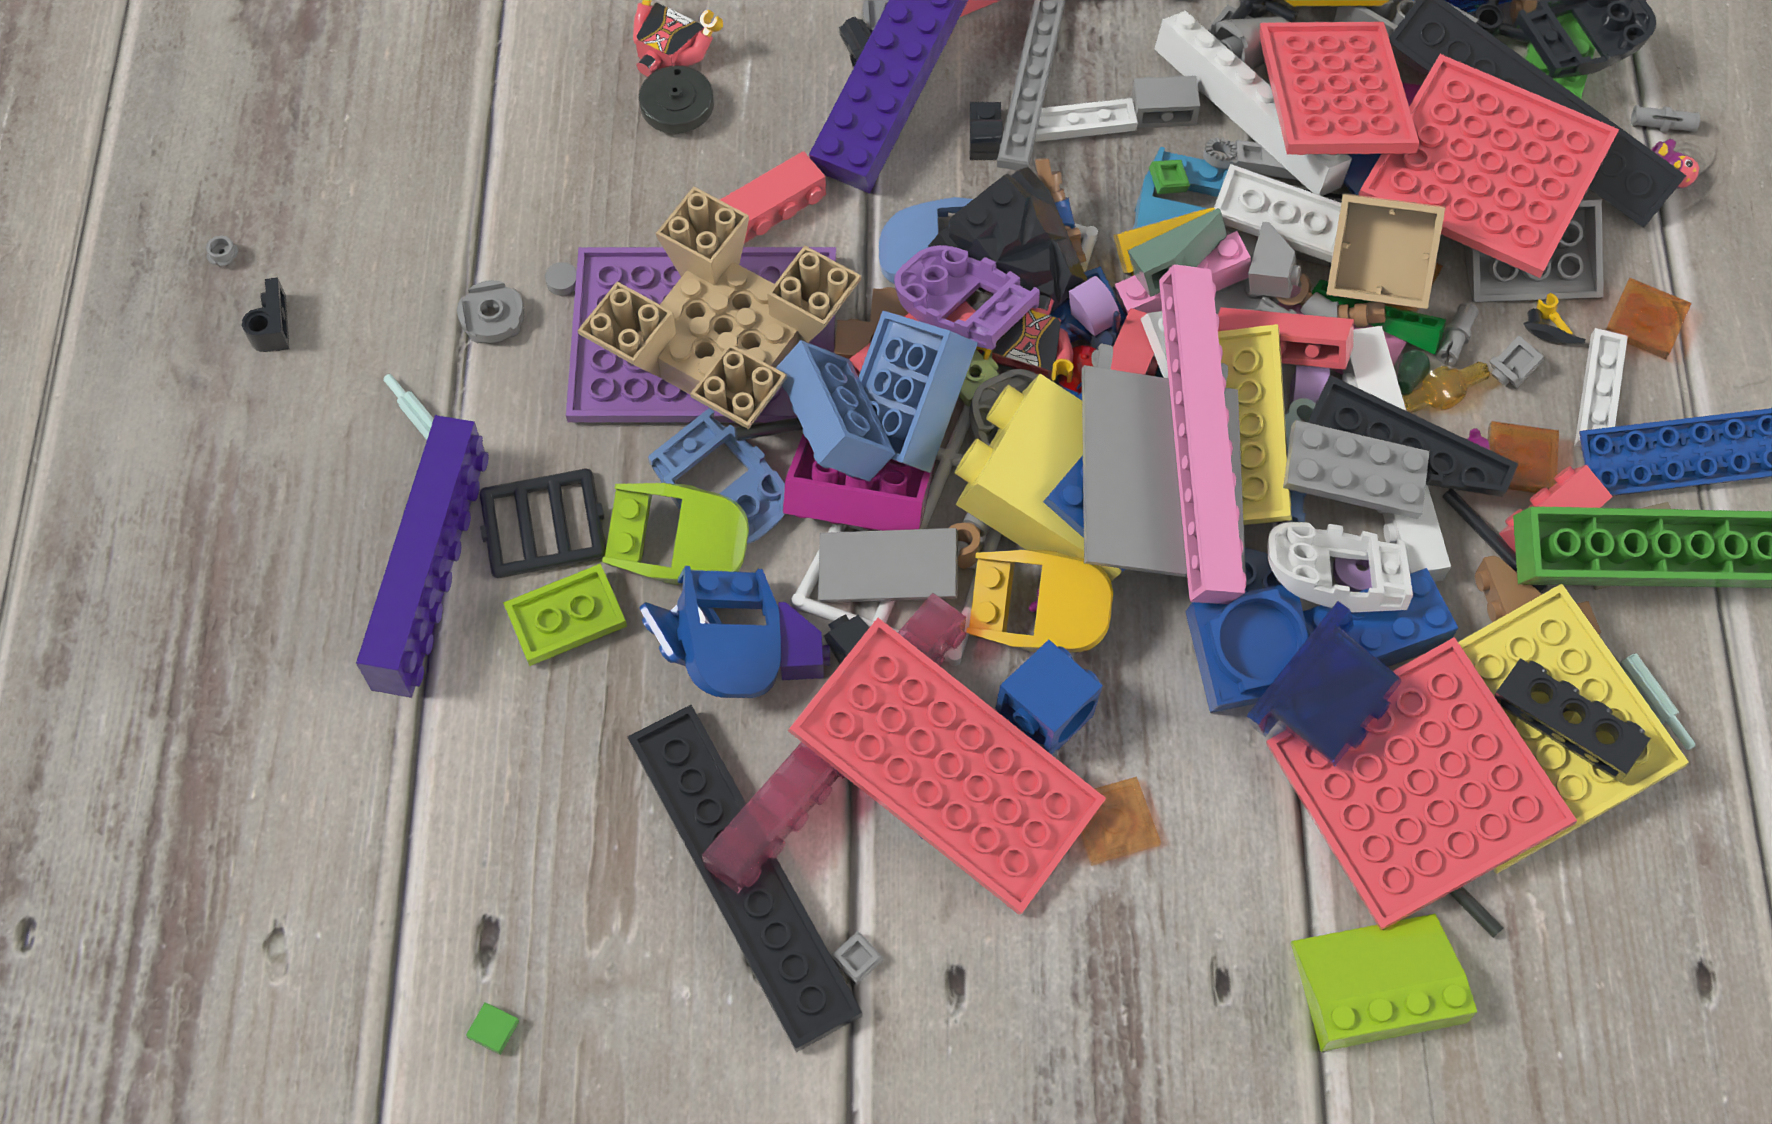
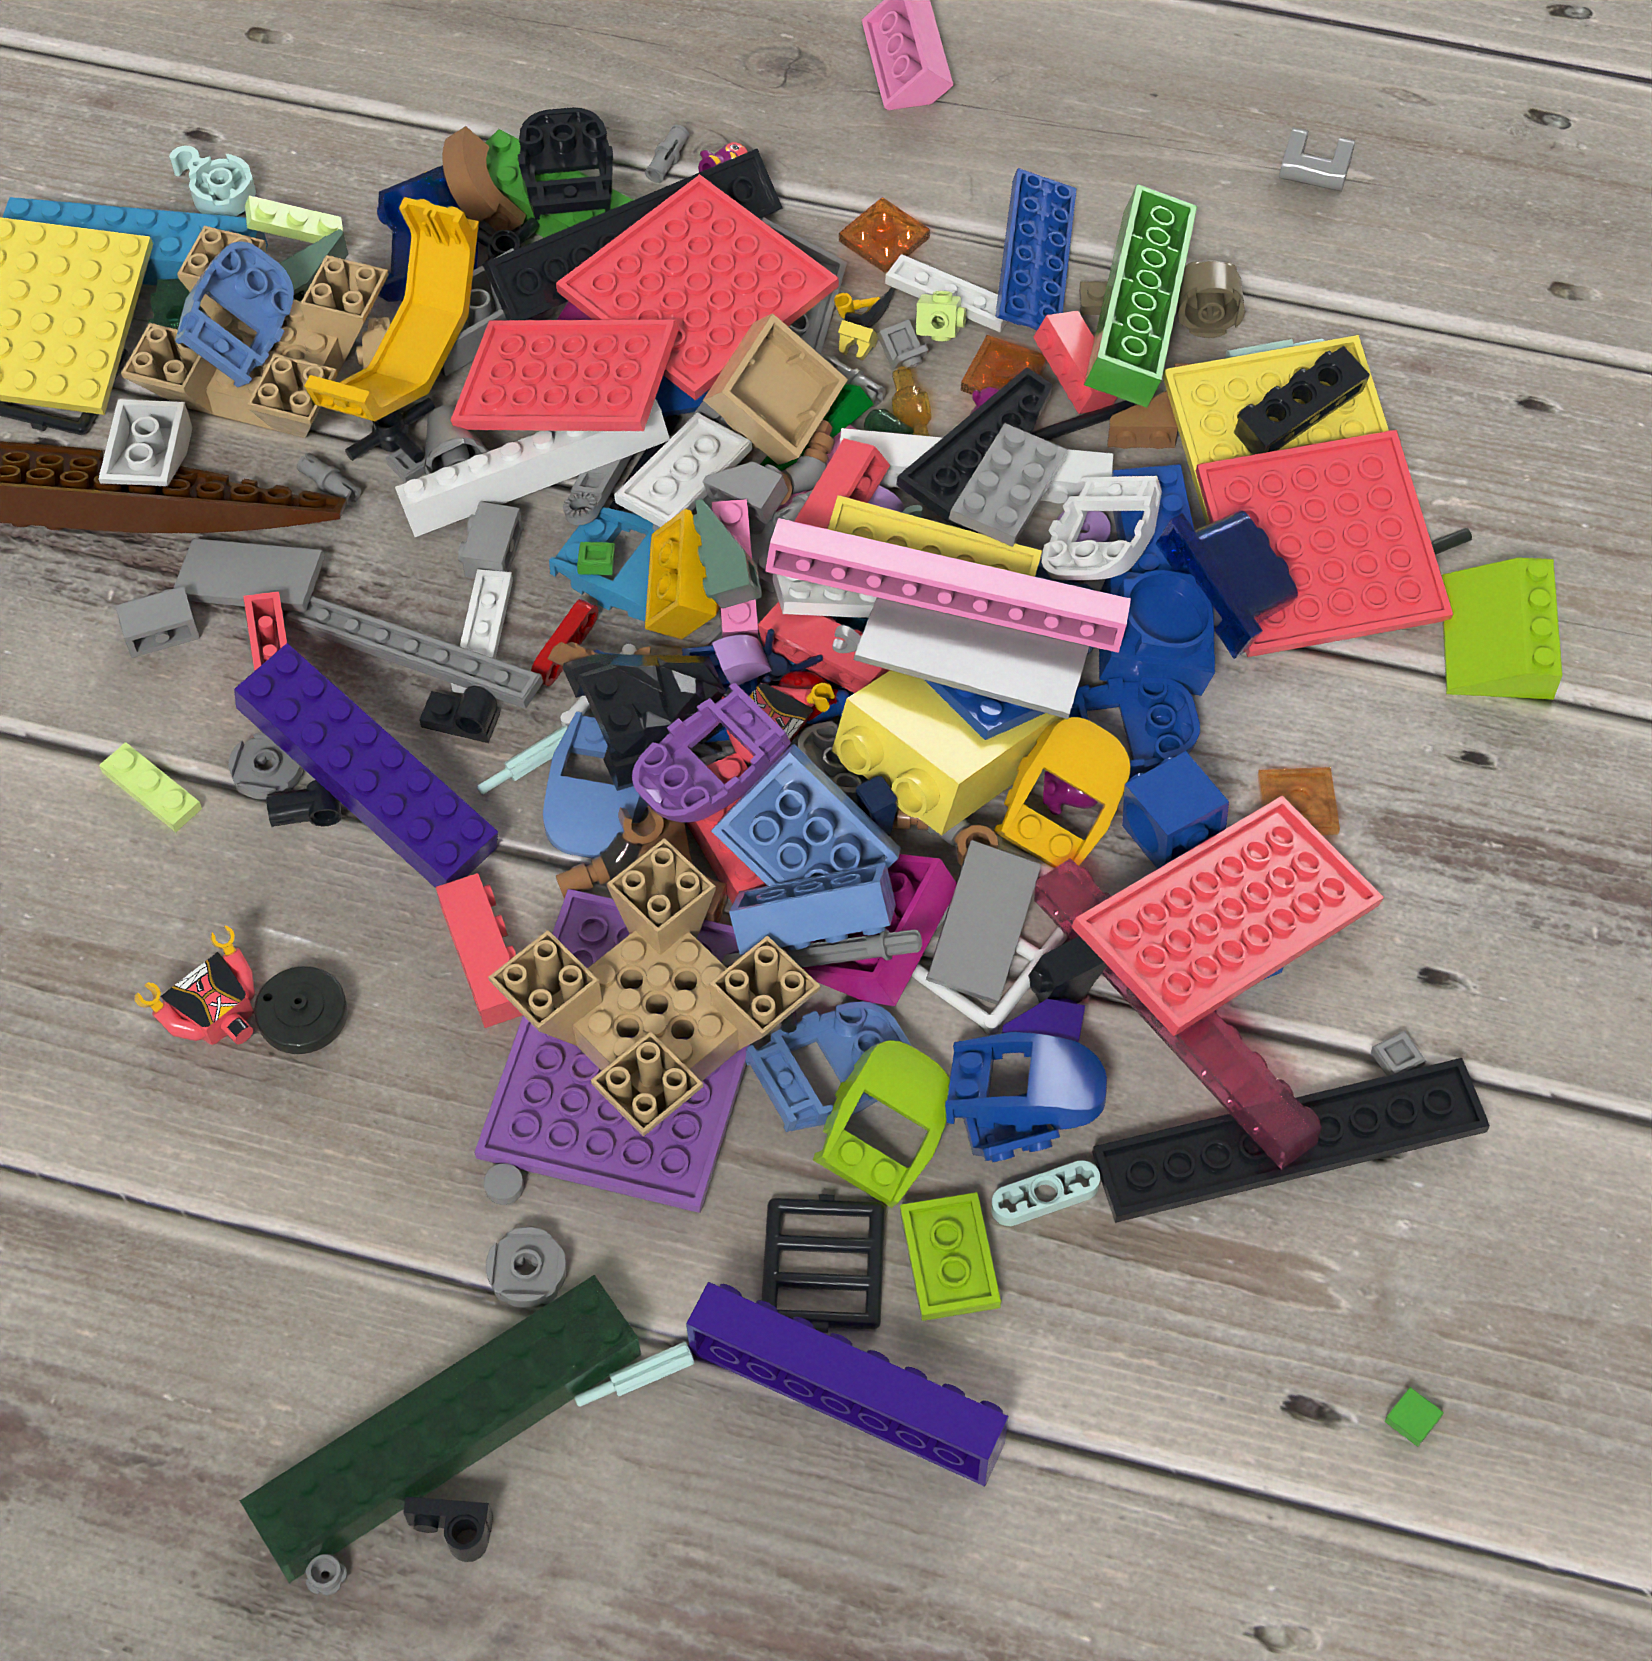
camera: 75 degrees left, 5 degrees down
(348, 293) = (441, 1427): none -> clear green brick
(642, 664) = (1075, 1194): none -> light aqua beam
(812, 473) = (851, 949): none -> light grey axle
(873, 273) = (617, 856): none -> medium nougat piece
(947, 183) = (525, 761): none -> light aqua axle
(957, 441) = (878, 802): none -> dark blue slope
(1101, 184) = (572, 629): none -> red beam
(1157, 674) = (1155, 715): none -> blue slope
(1511, 321) = (851, 333): none -> light yellow tile
(1562, 382) = (940, 315): none -> yellowish green brick
(1690, 619) = (1210, 298): none -> dark tan brick

